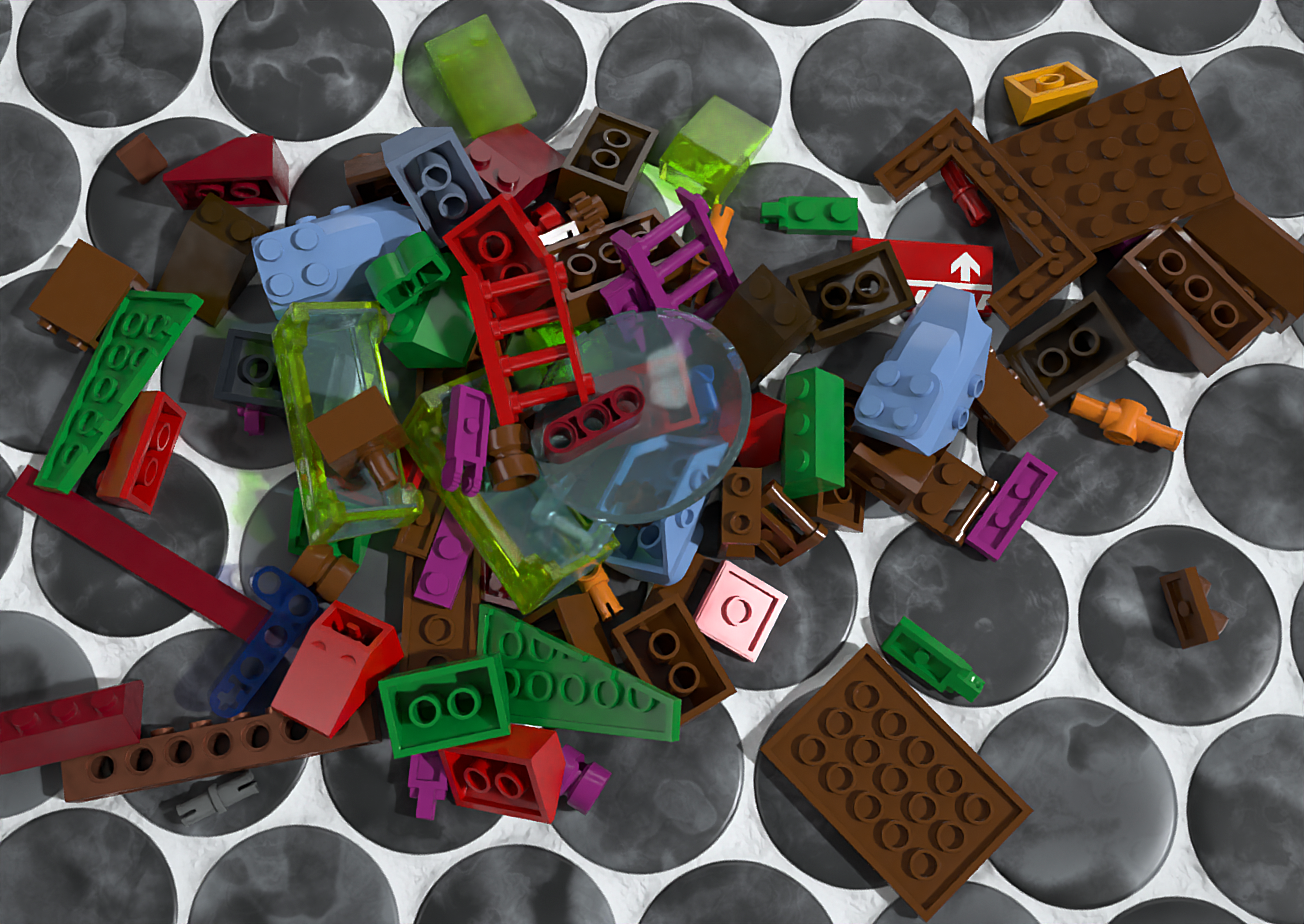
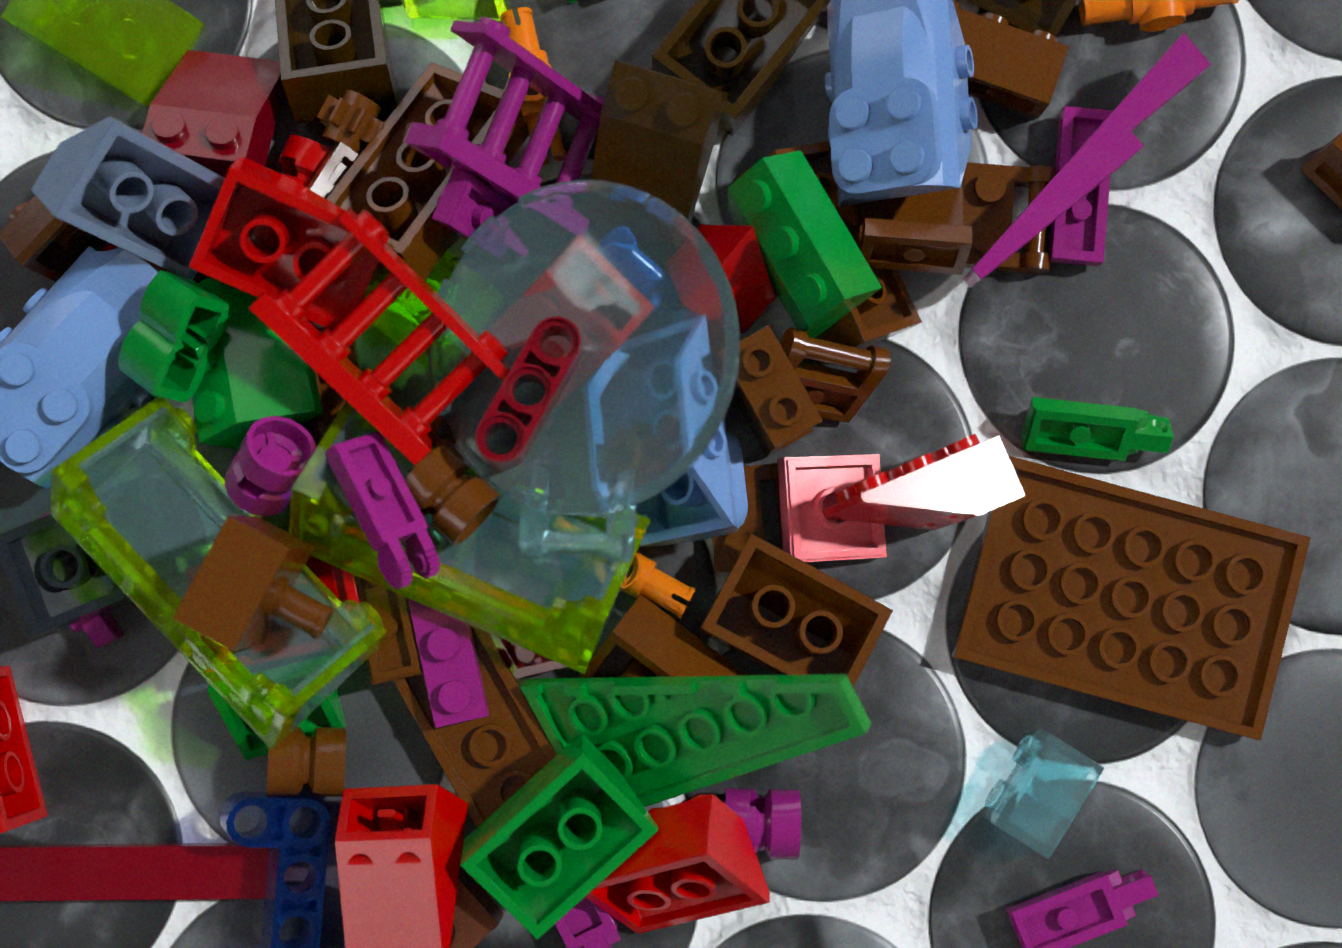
camera: 30 degrees left, 10 degrees up
(412, 376) = (268, 465): none -> magenta wheel
(766, 869) = (1042, 791): none -> clear light blue brick
(805, 634) = (934, 488): none -> slope
(1026, 492) = (1101, 153): none -> magenta slope

